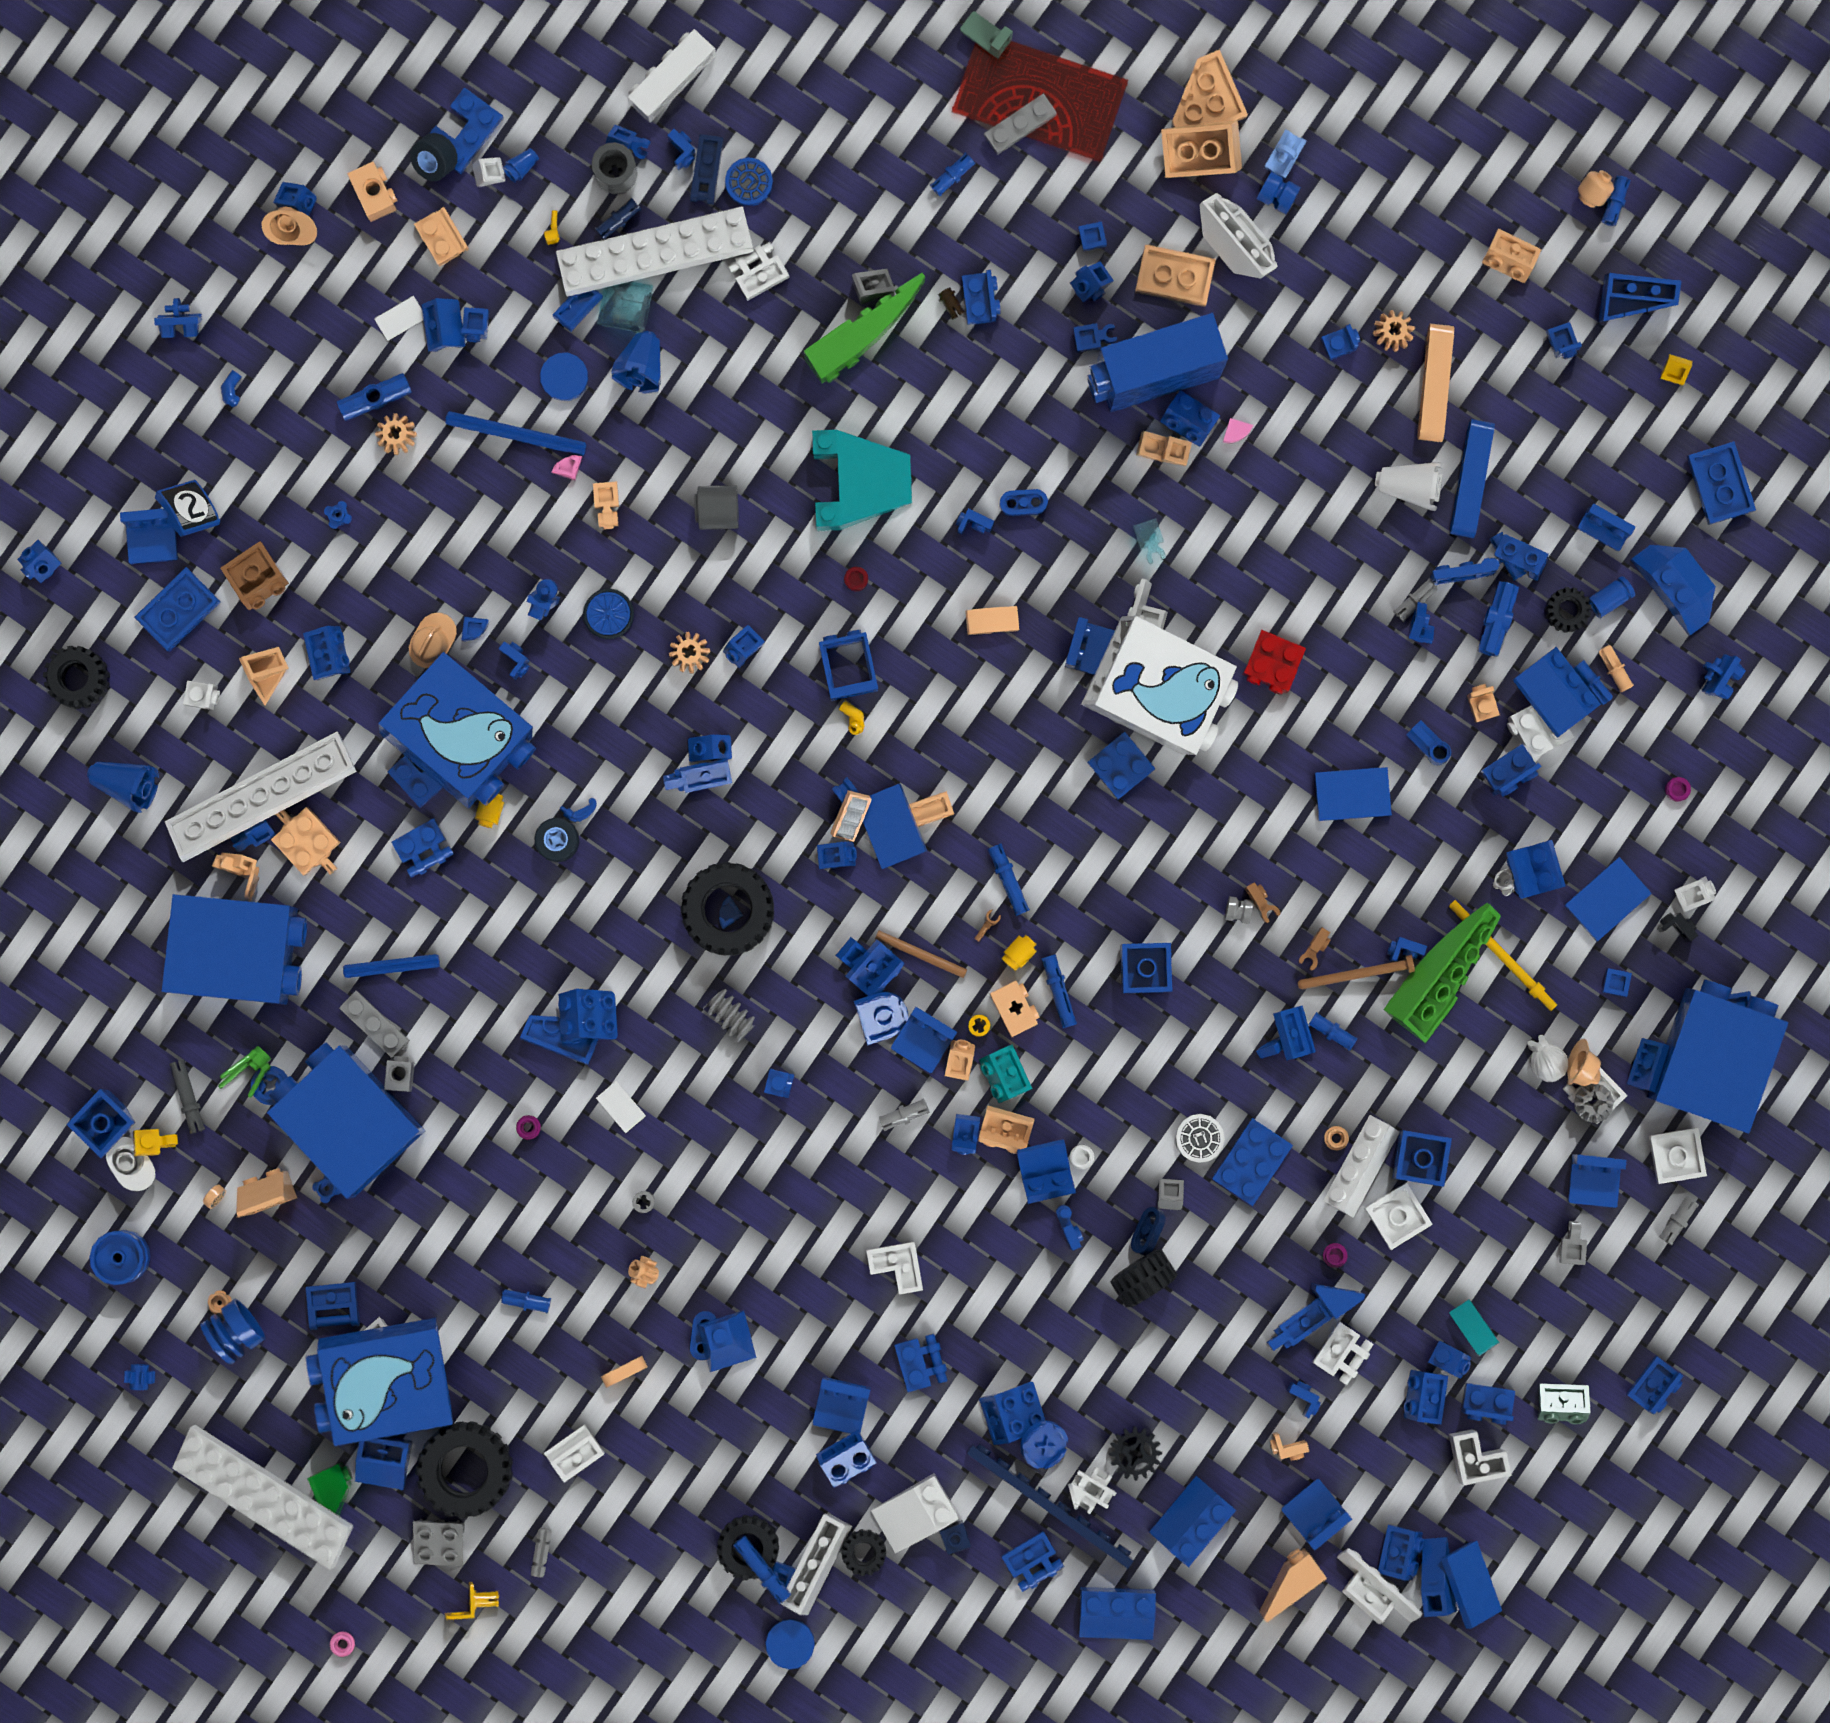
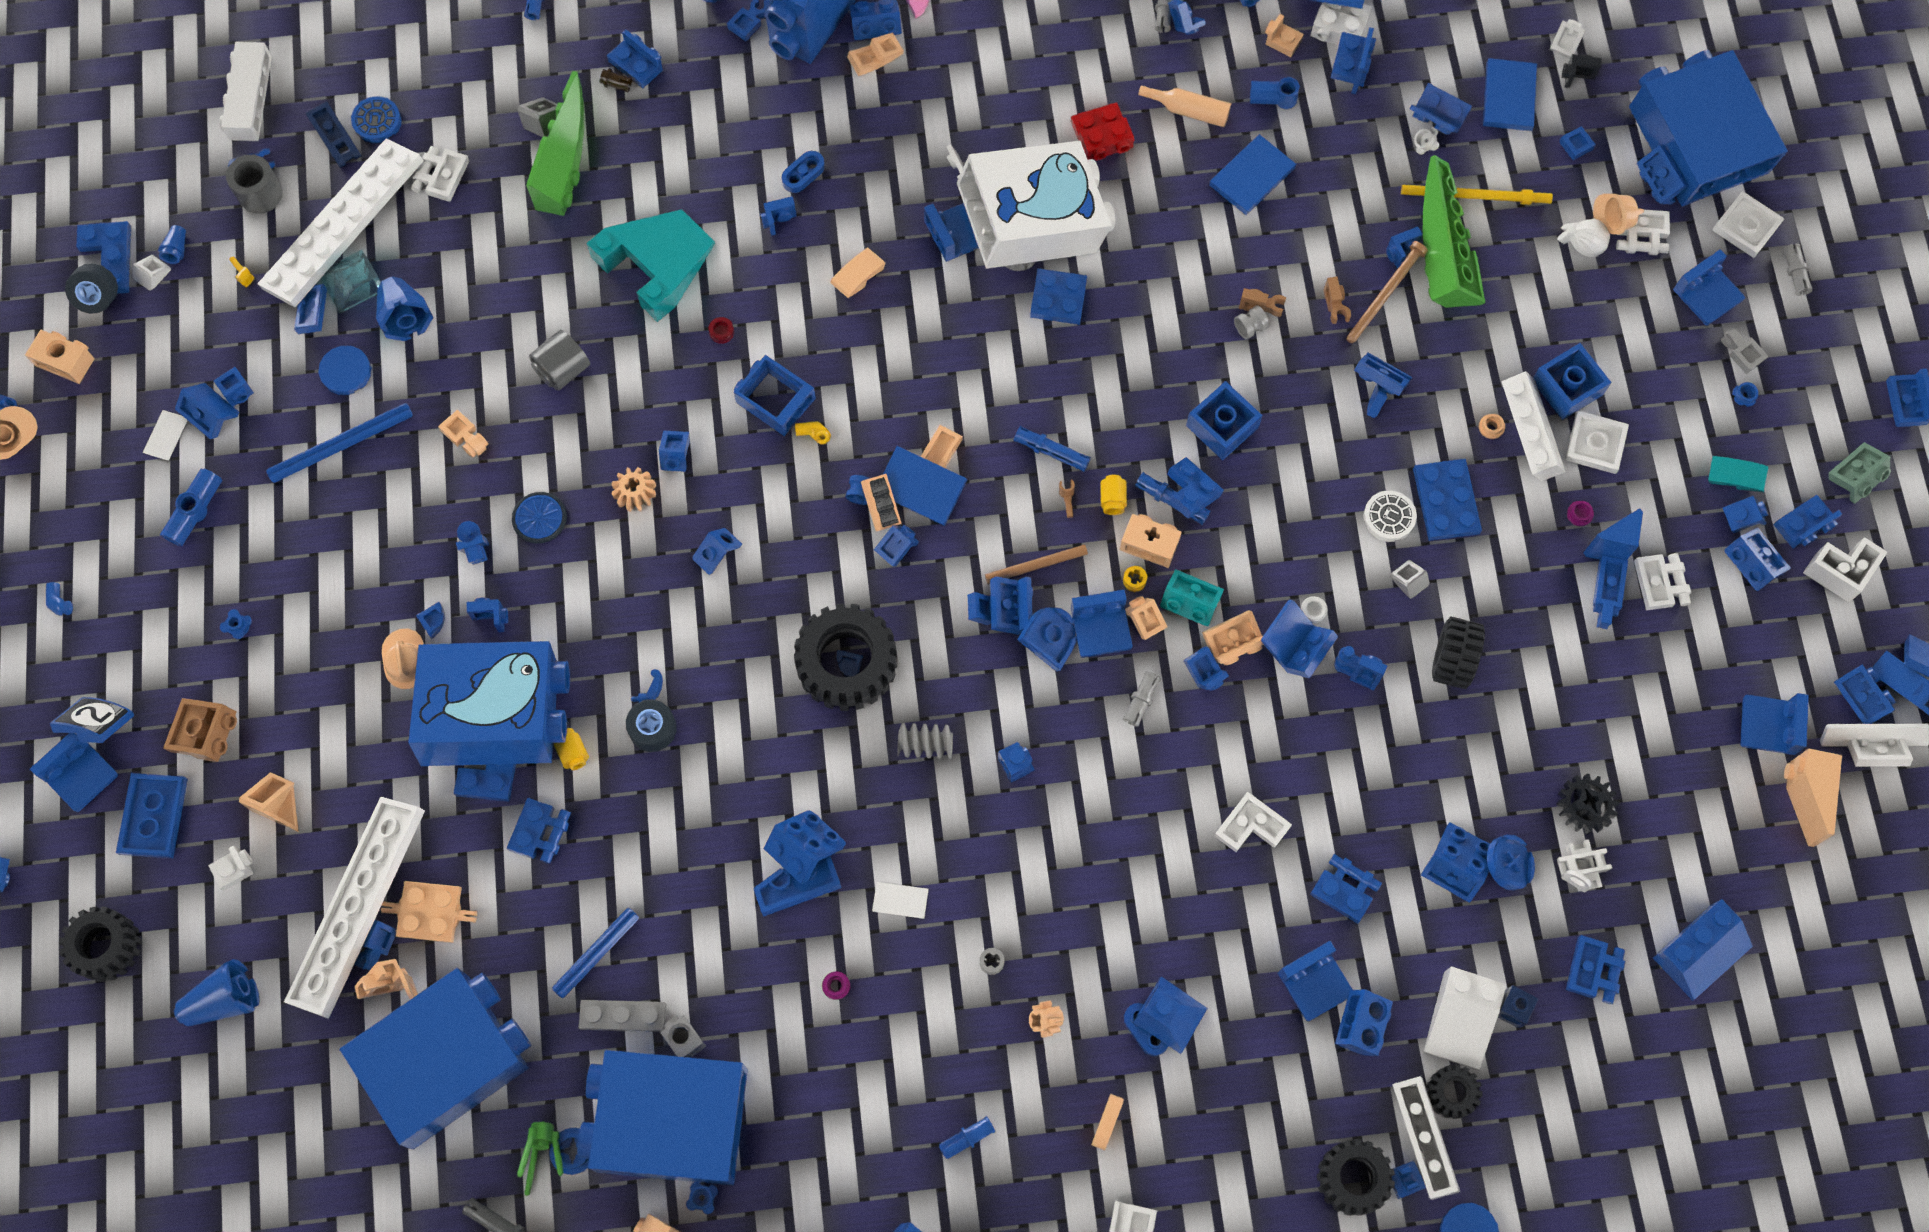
camera: 40 degrees left, 15 degrees down
(326, 652) = (316, 740): blue bracket -> none
(387, 433) = (234, 511): light nougat gear -> none
(441, 236) = (149, 347): light nougat plate -> none
(568, 467) = (407, 434): bright pink tile -> none
(618, 219) = (290, 222): dark blue pin -> none
(682, 144) = (299, 132): blue bracket -> none
(699, 776) = (728, 576): hinge -> none
(762, 1570) = (1388, 1180): blue pin -> none
(1059, 1510) = (1573, 907): dark blue plate -> none
(1084, 999) = (1197, 487): none -> blue plate
(1148, 1231) = (1422, 621): dark blue plate -> none
(1149, 536) = (925, 119): clear light blue plate -> none
(1192, 1521) = (1687, 817): blue slope -> none
(1294, 1450) = (1695, 697): light nougat bracket -> none
(1303, 1391) = (1666, 637): blue bracket -> none
(1333, 1031) = (1410, 350): blue pin -> none
(1358, 699) = (1190, 104): none -> light nougat piece
(1548, 1276) = (1748, 389): none -> blue plate
(1587, 1112) = (1656, 243): light grey gear -> none

